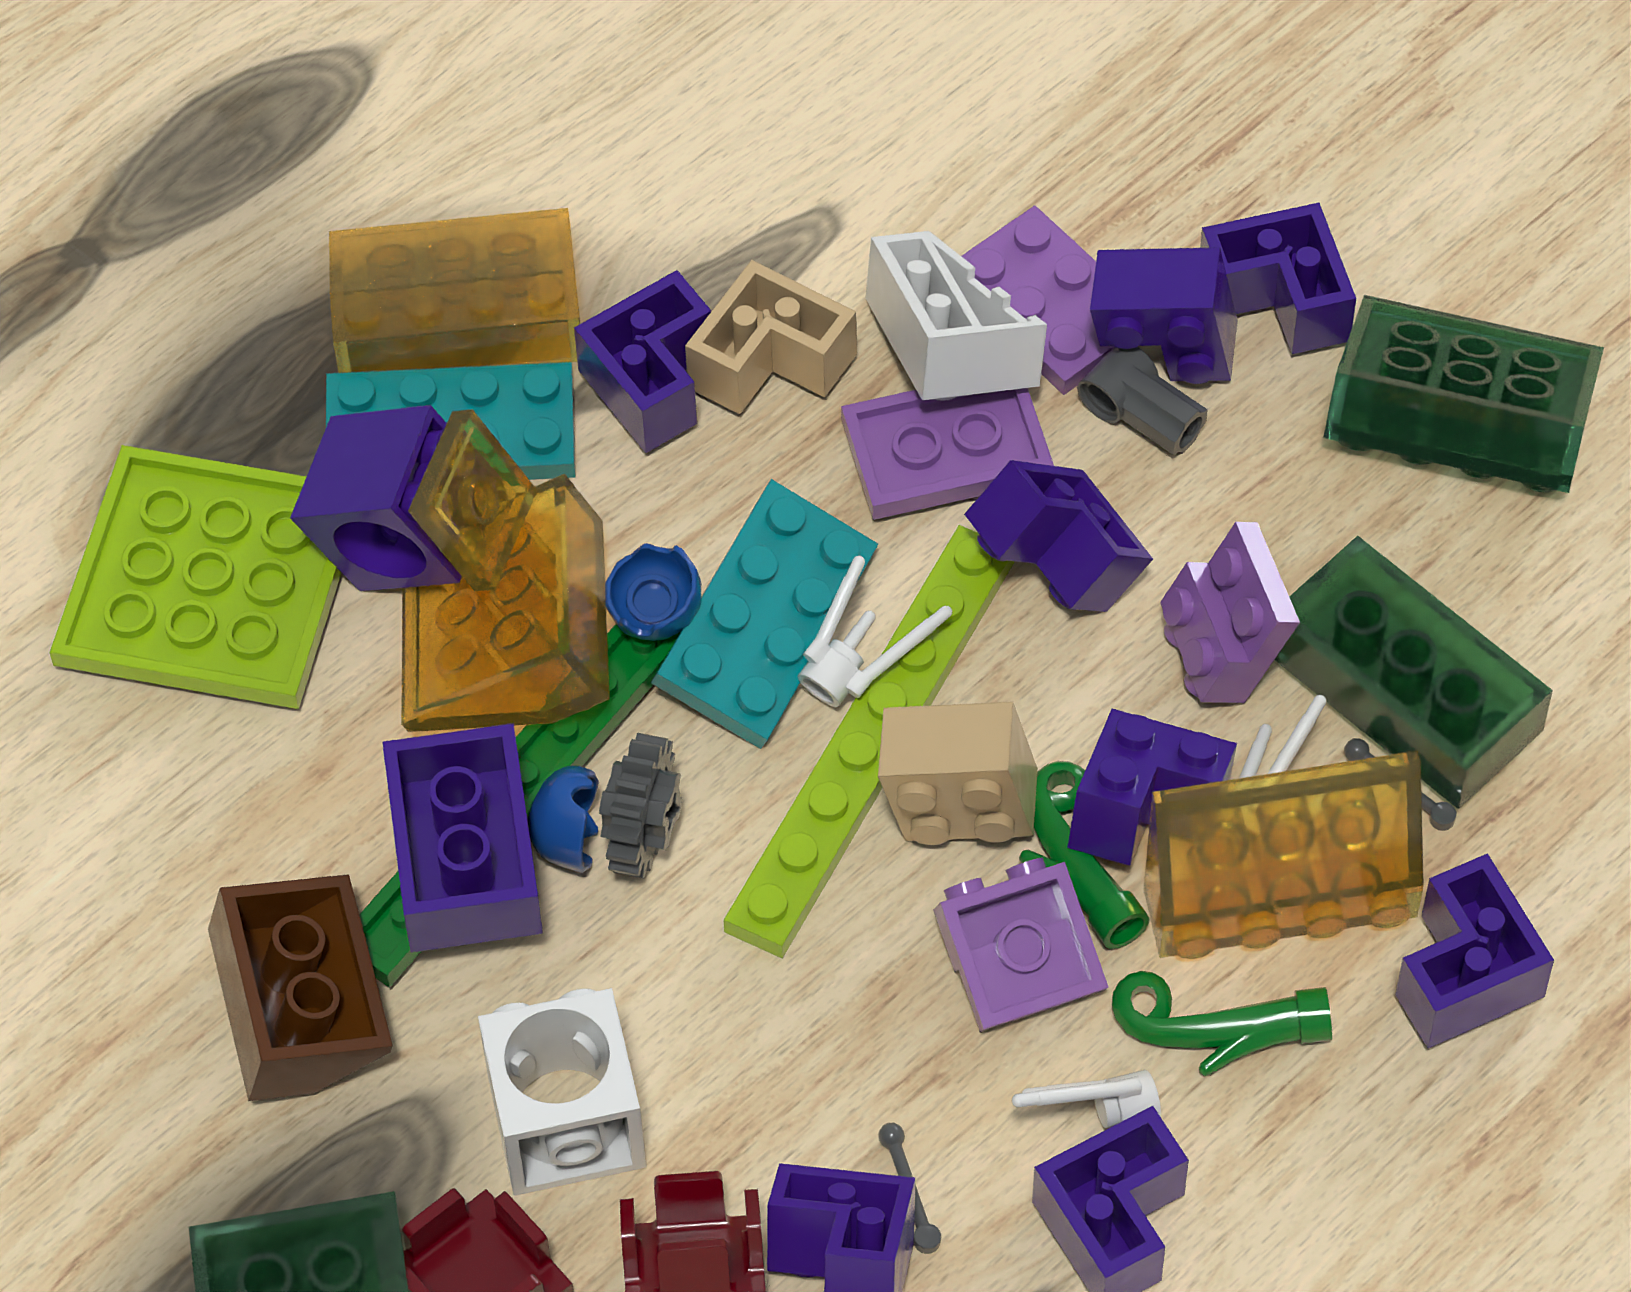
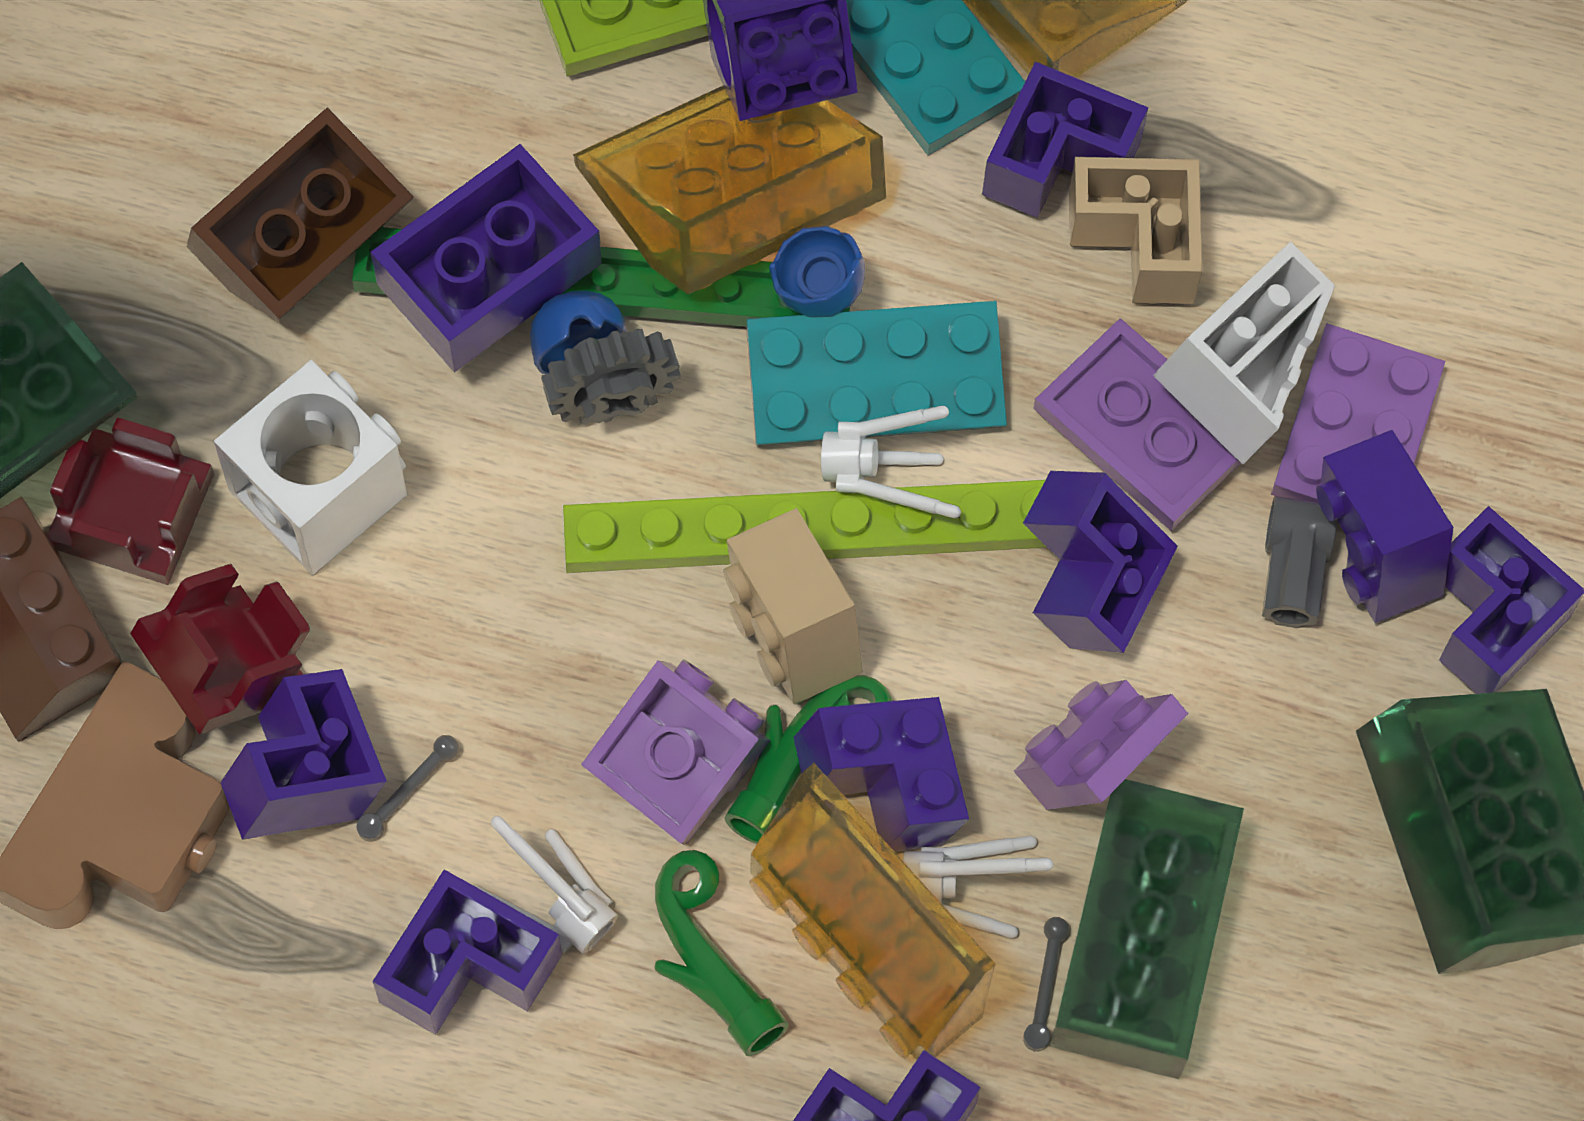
camera: 55 degrees right, 10 degrees up
(473, 500) = (791, 77): clear yellow plate -> none

